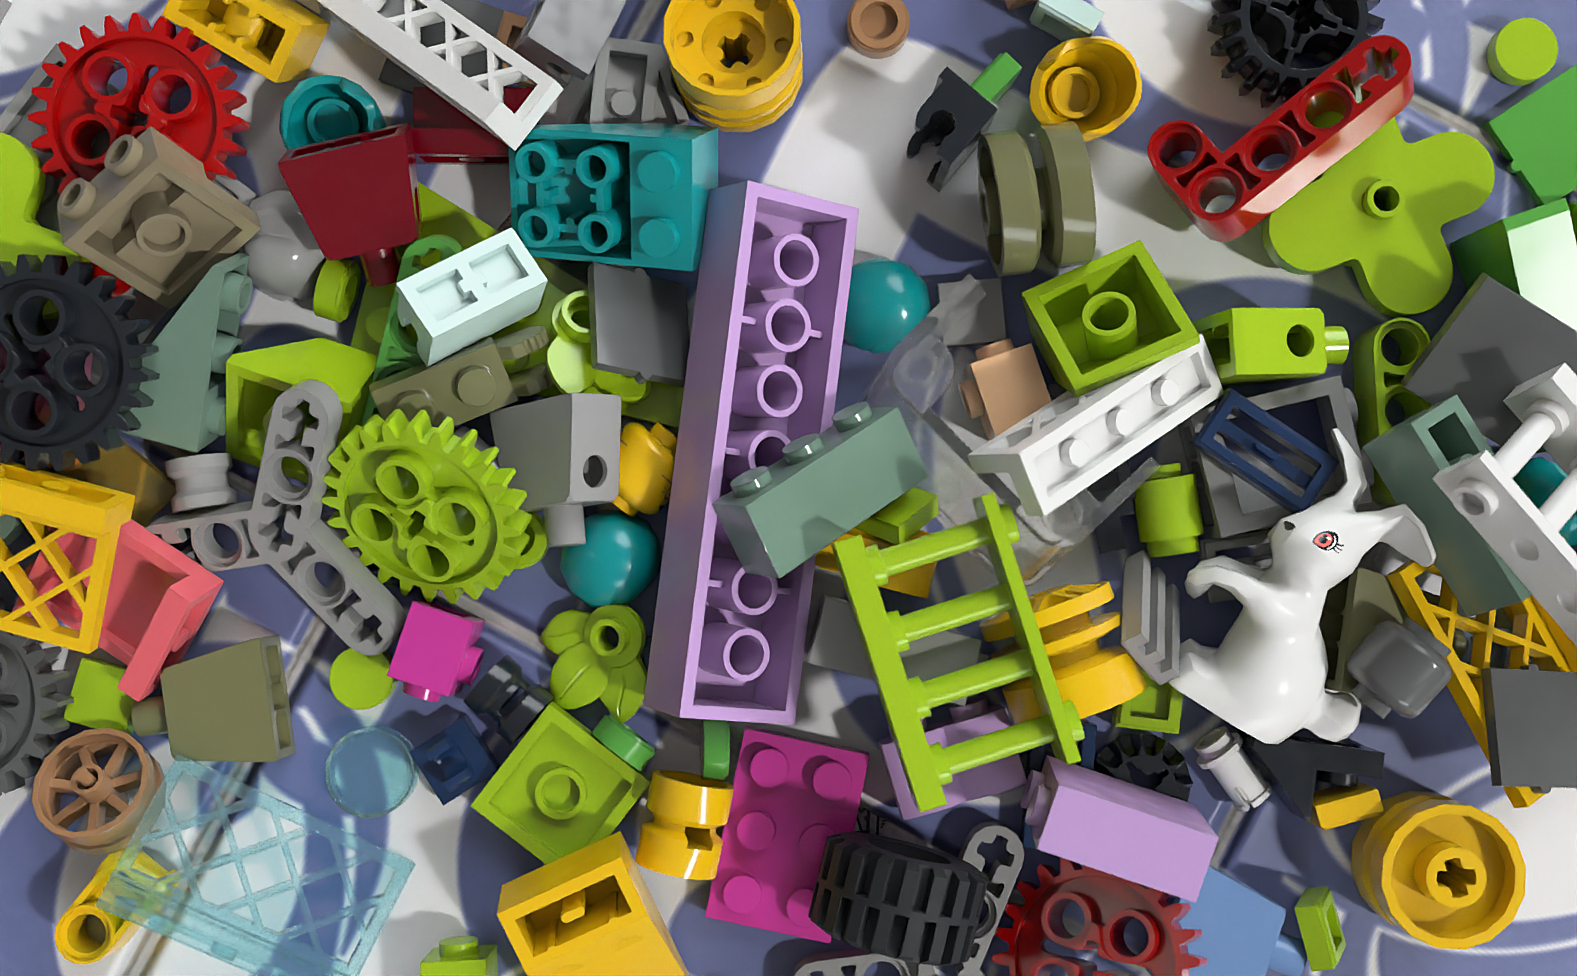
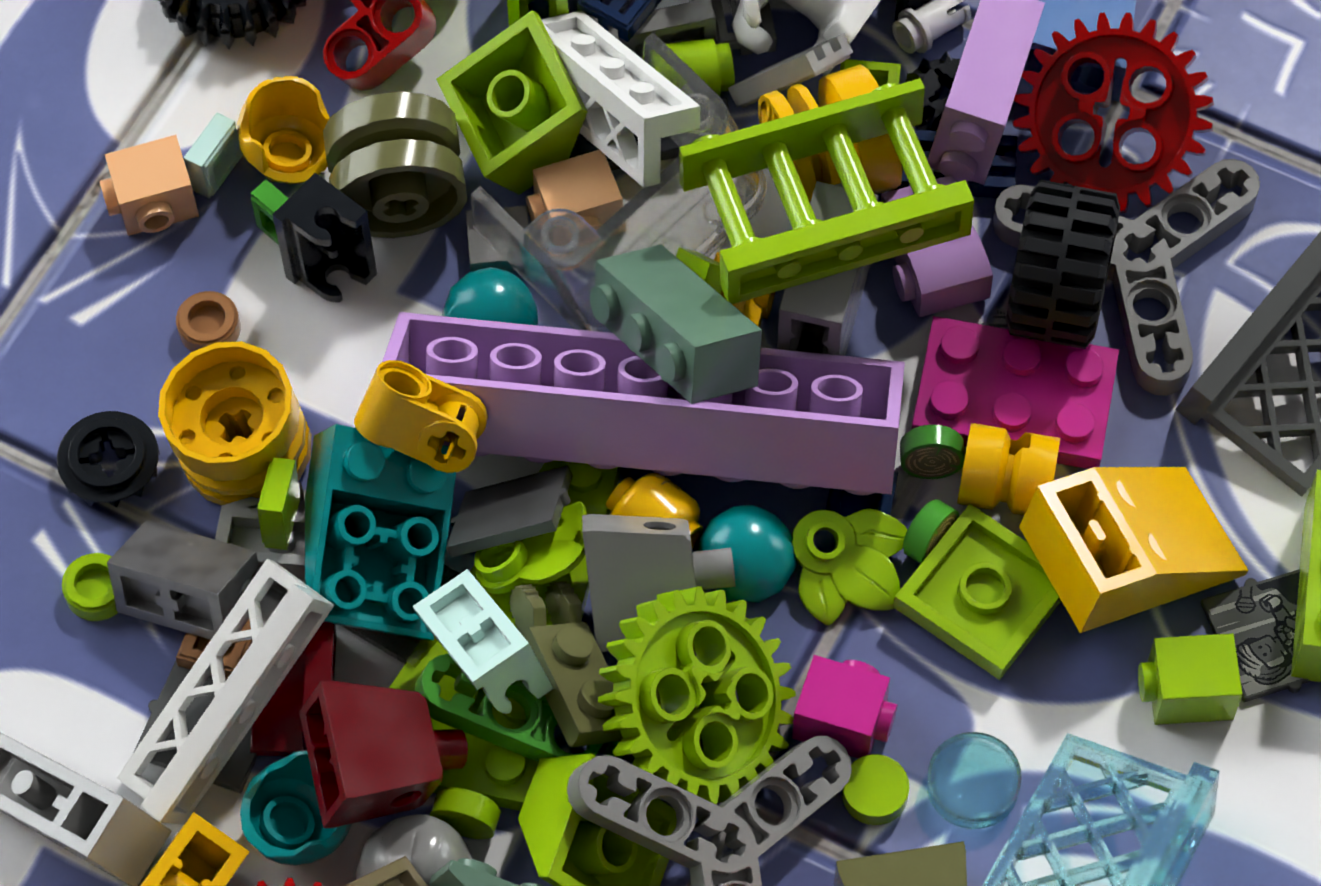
camera: 90 degrees left, 25 degrees down
(455, 760) = (957, 698): dark blue tile -> none
(498, 689) = (893, 636): black wheel -> none
(643, 95) = (279, 503): none -> lime tile
(699, 235) = (419, 413): none -> yellow piece

